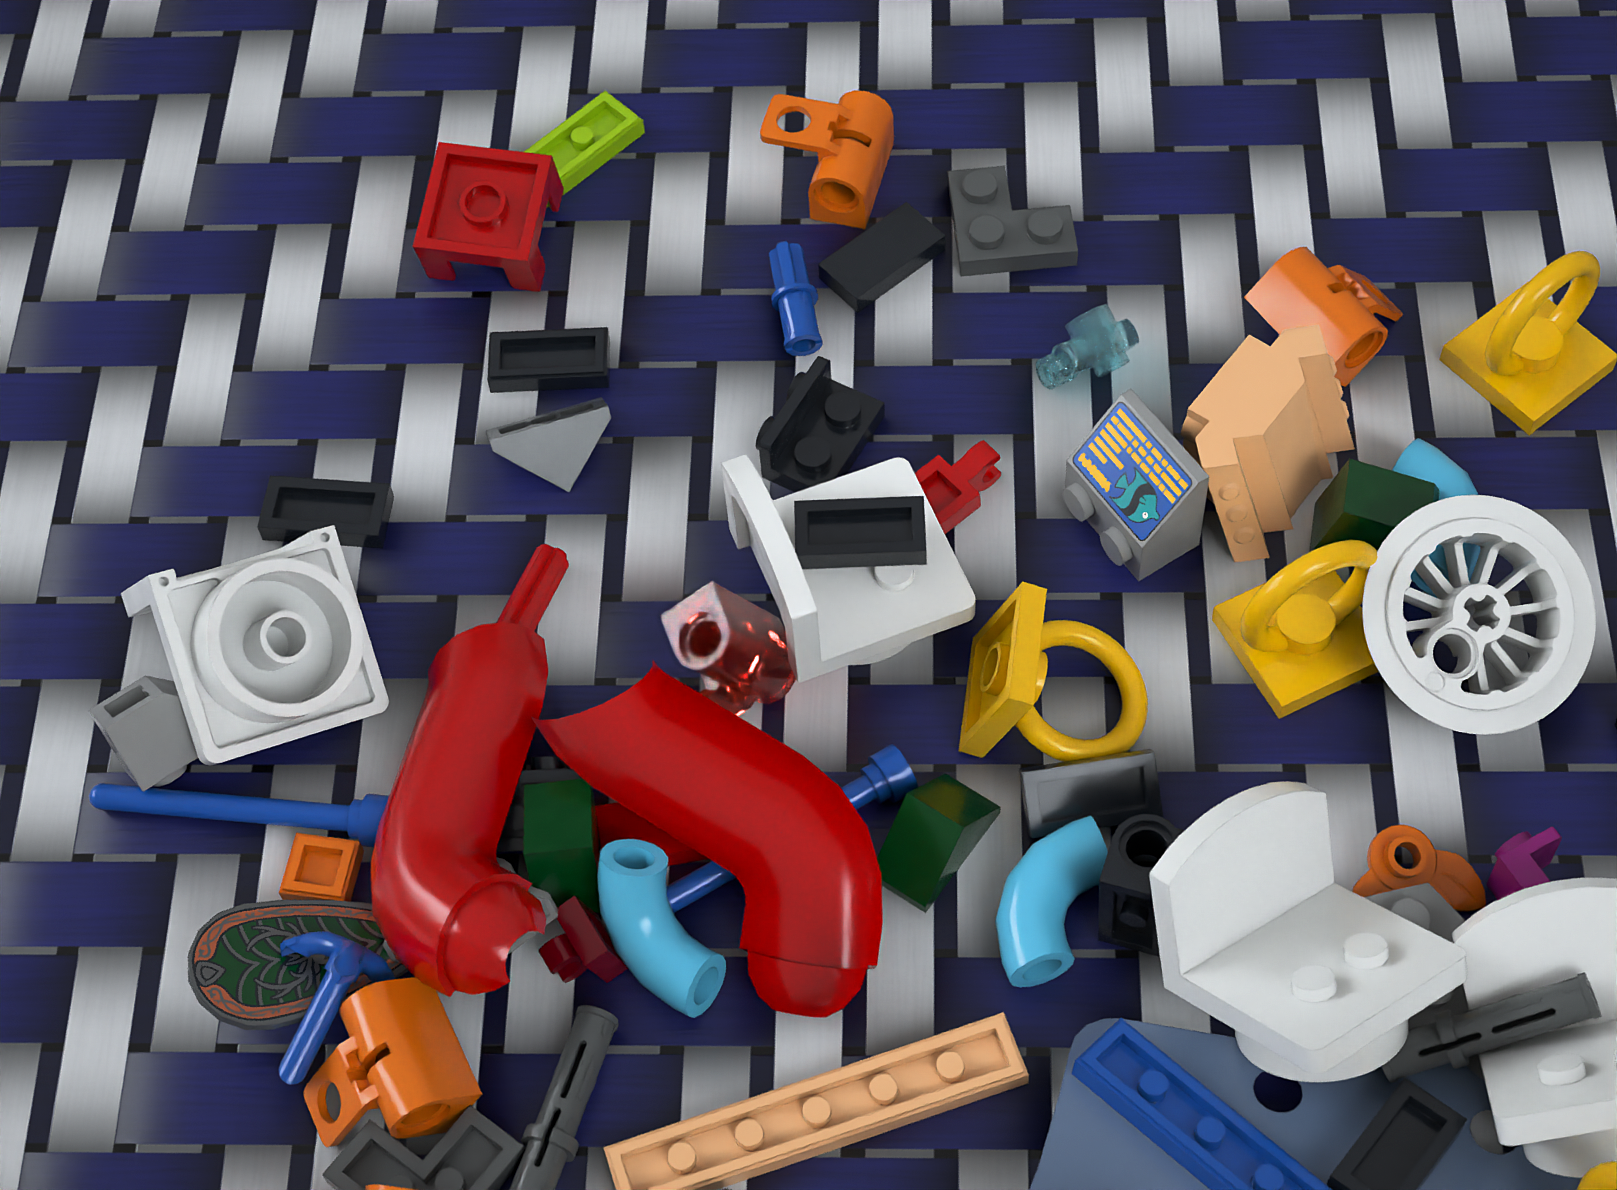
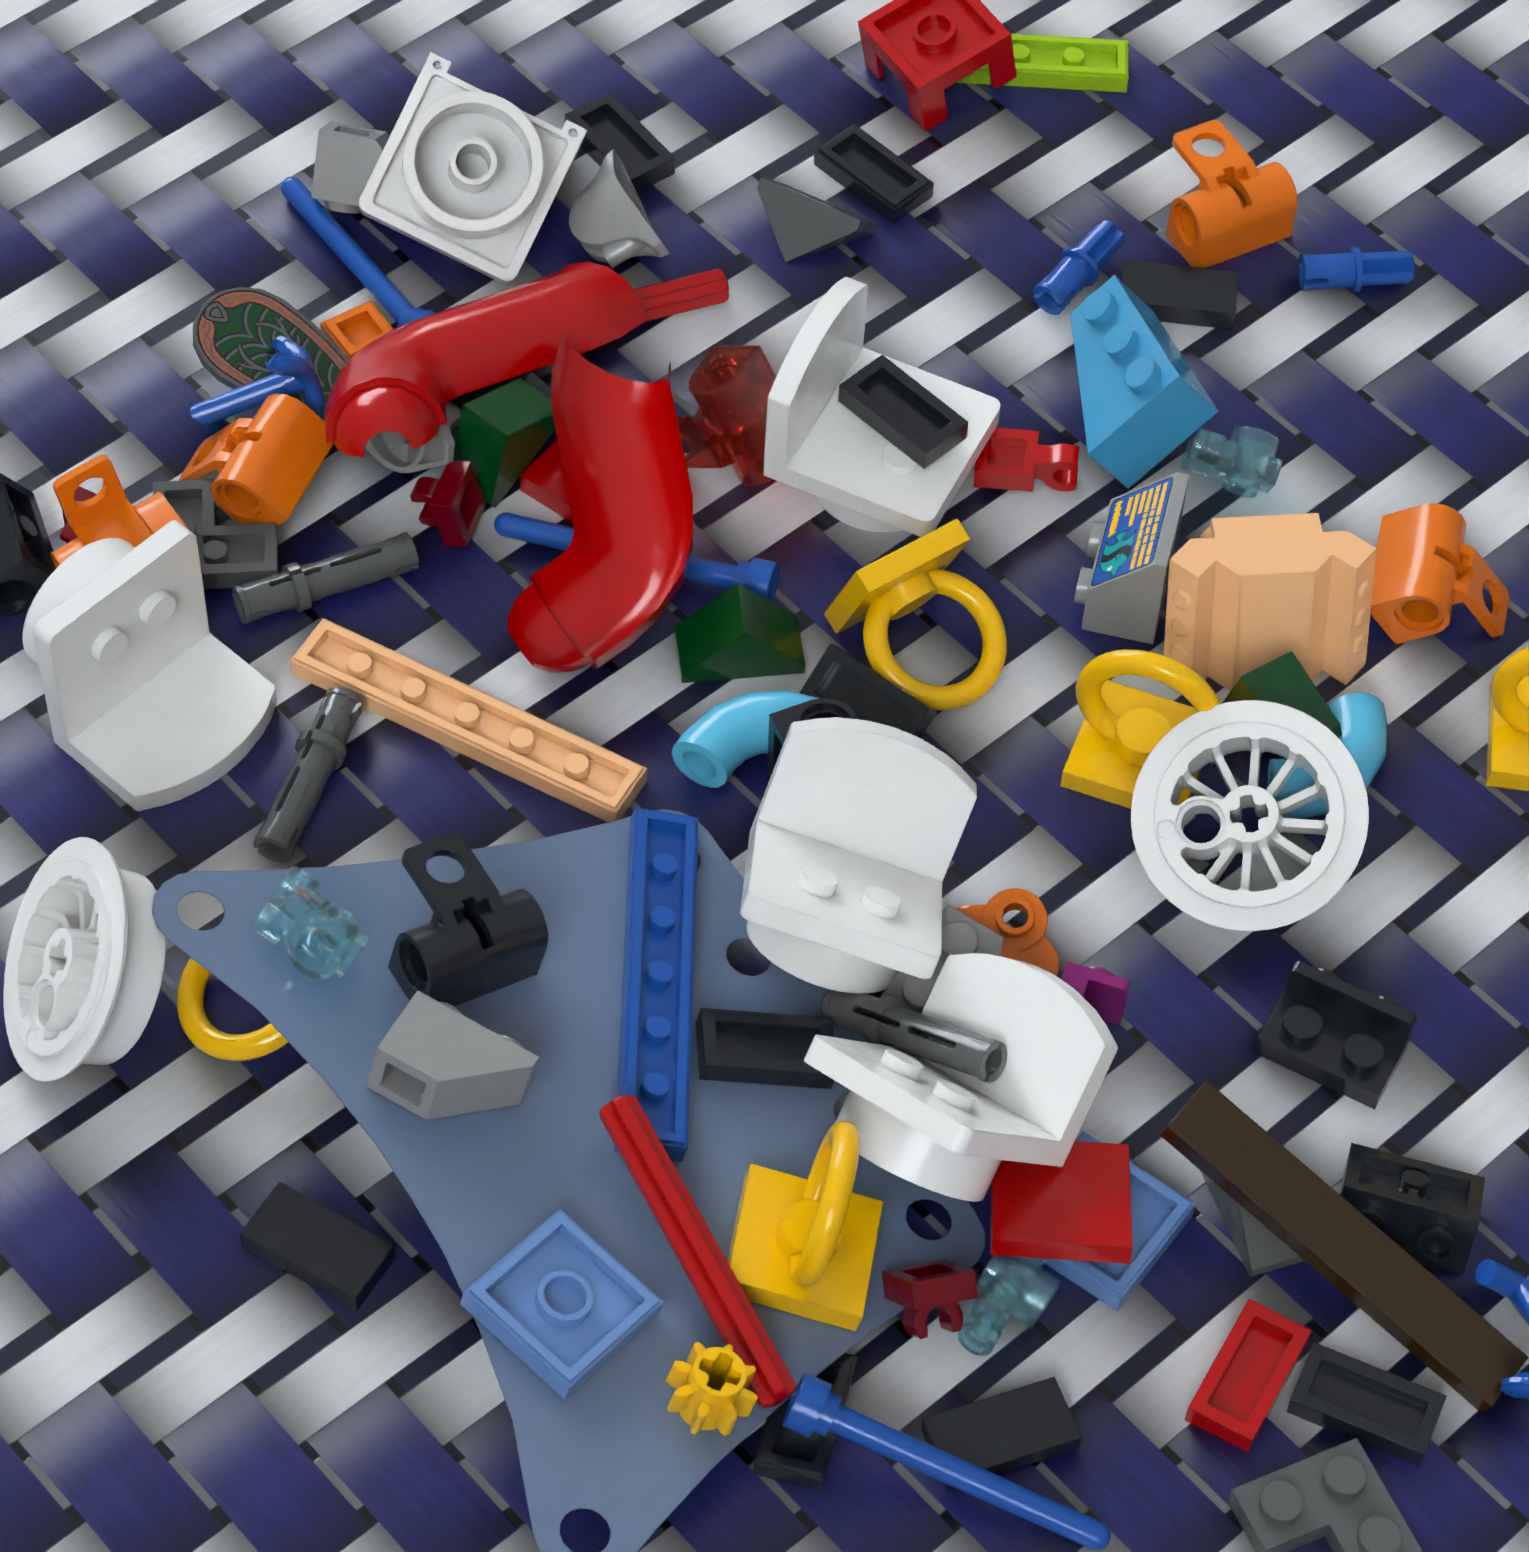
camera: 40 degrees right, 5 degrees down
(410, 582) = (611, 217): none -> light grey hat
(647, 931) = (494, 524): medium azure cylinder -> none
(816, 430) = (988, 350): black bracket -> none
(963, 351) = (1132, 384): none -> dark azure wedge
(977, 128) = (1354, 269): none -> blue axle
(1001, 239) = (1280, 350): dark grey plate -> none

